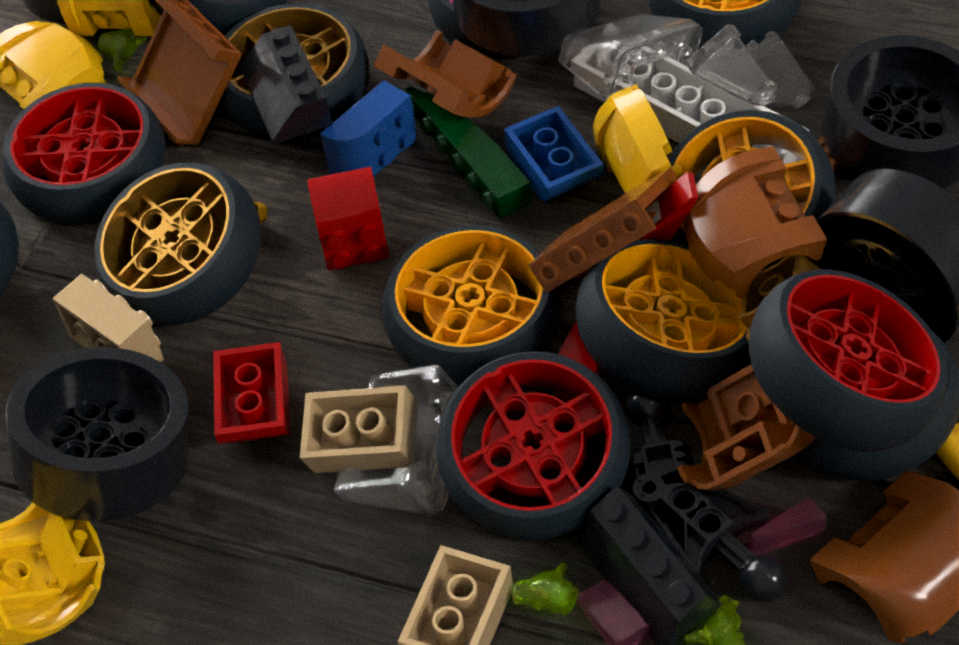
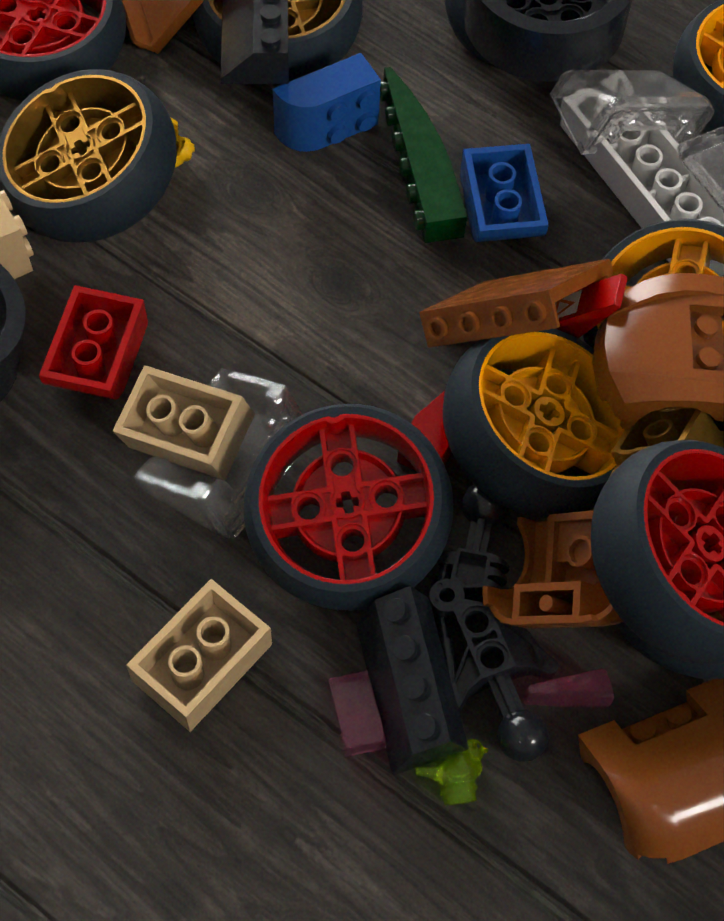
camera: 10 degrees right, 10 degrees up
(348, 218) = (265, 190): red brick -> none
(456, 74) = (442, 71): dark orange piece -> none
(468, 301) = (349, 280): light orange wheel -> none
(547, 591) = (302, 663): clear neon green animal -> none
(631, 139) = (587, 210): yellow piece -> none

